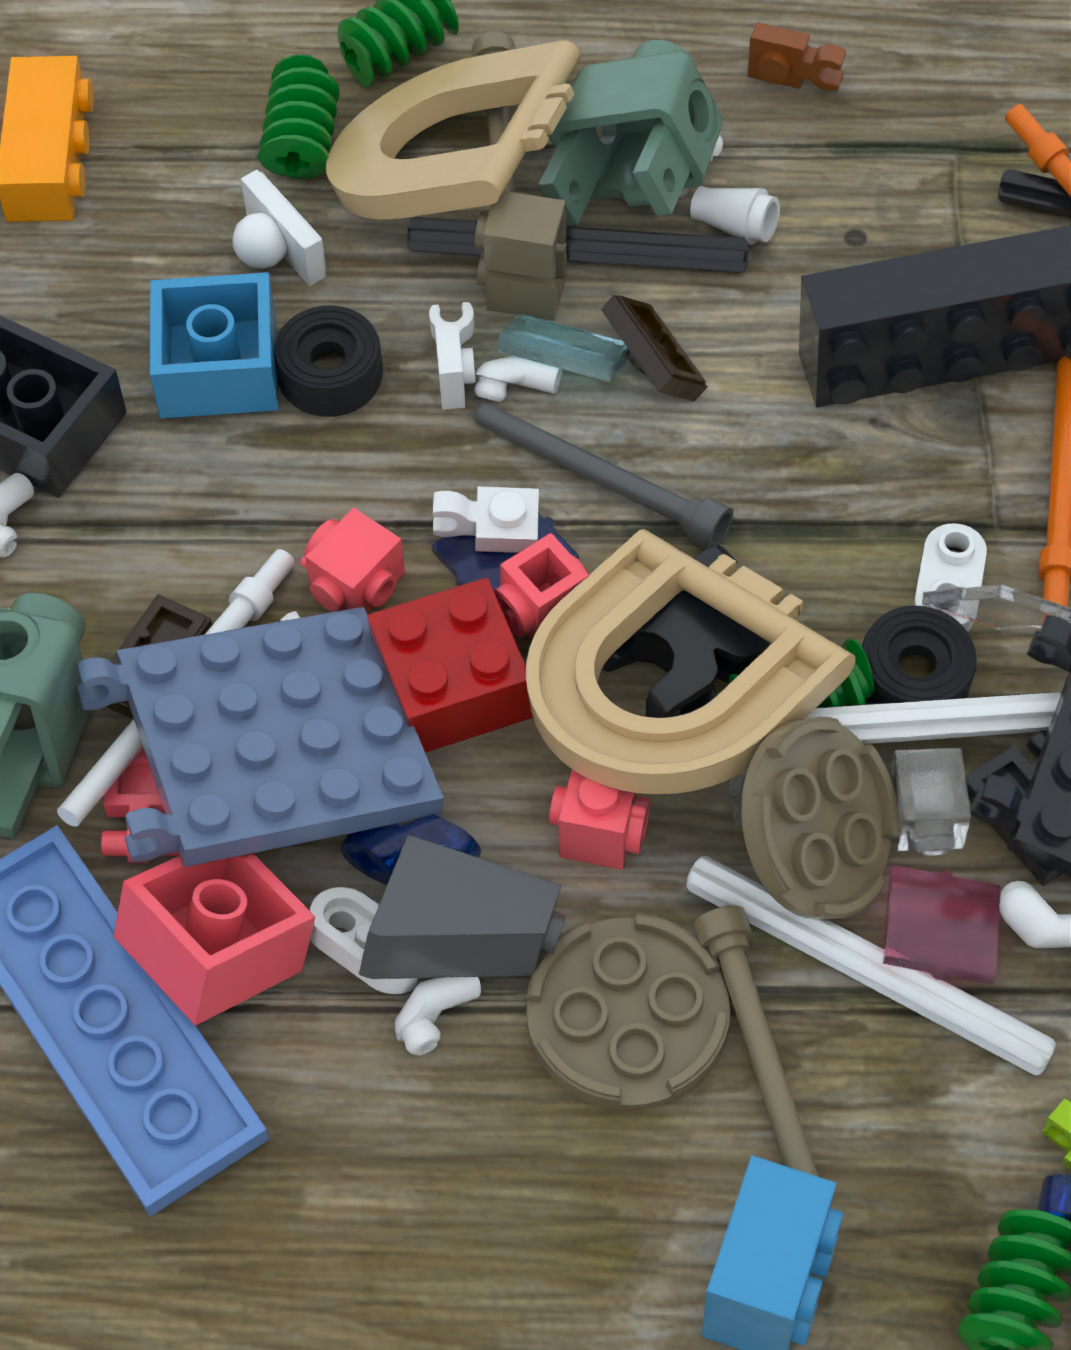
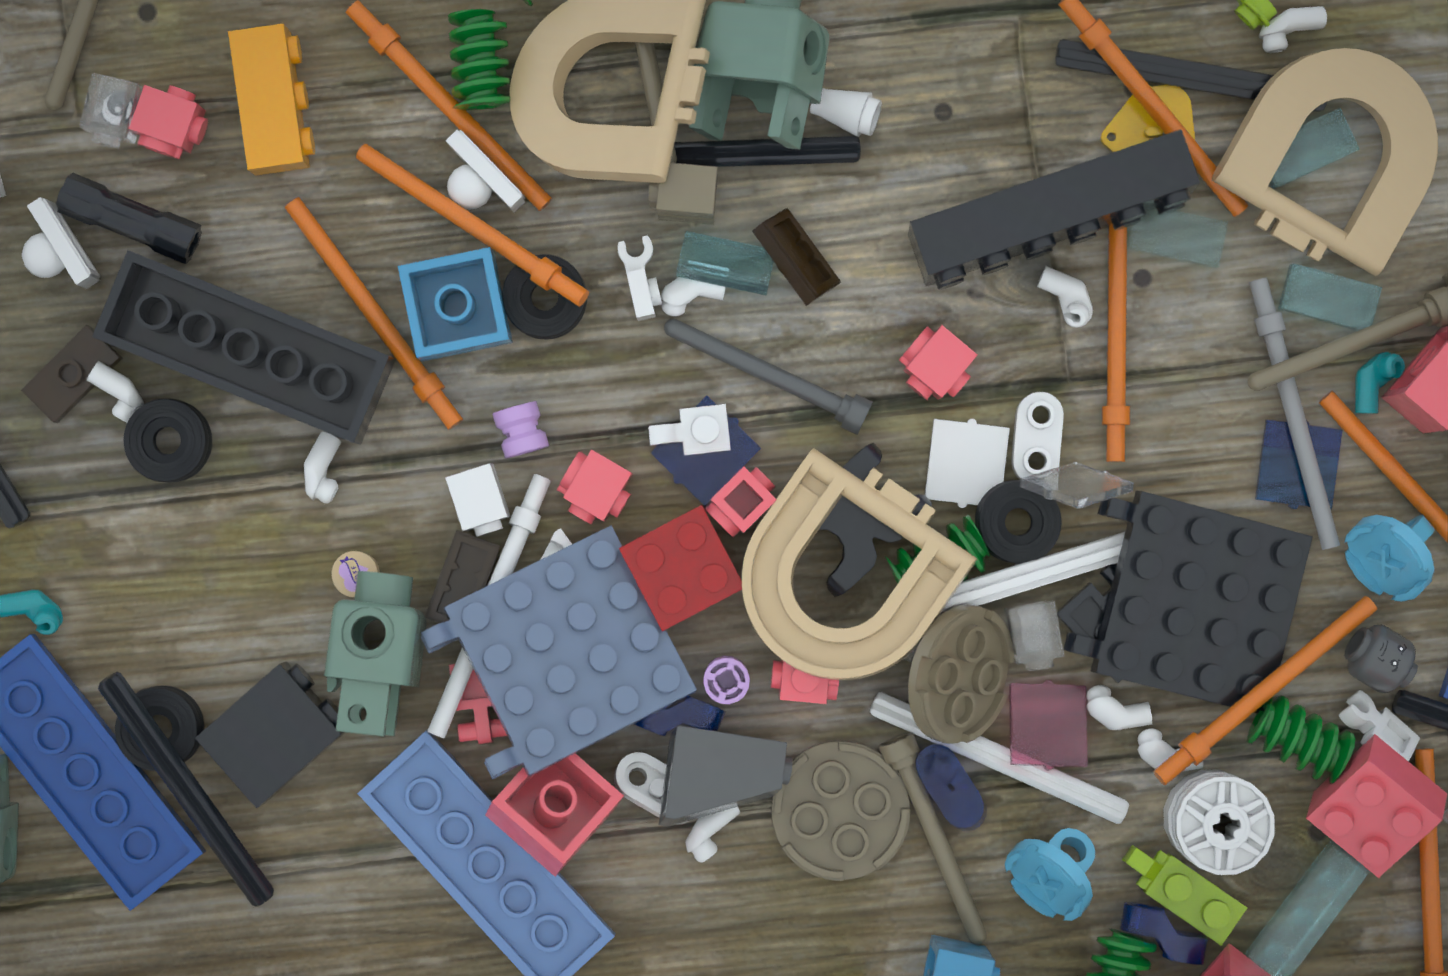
camera: 15 degrees left, 30 degrees up
(156, 437) = (427, 385): none -> orange bar
(195, 560) = (478, 499): none -> white brick
(197, 107) = (386, 41): none -> orange bar
(267, 491) = (520, 428): none -> lavender wheel
(328, 309) = (542, 271): none -> orange bar
(494, 824) = (727, 672): none -> lavender wheel
(804, 1018) = (937, 769): none -> clear blue piece
(824, 474) = (937, 363): none -> coral brick
(850, 592) = (965, 461): none -> white piece
(931, 1115) = (1050, 877): none -> medium azure tile
(1004, 426) = (1071, 294): none -> white arm

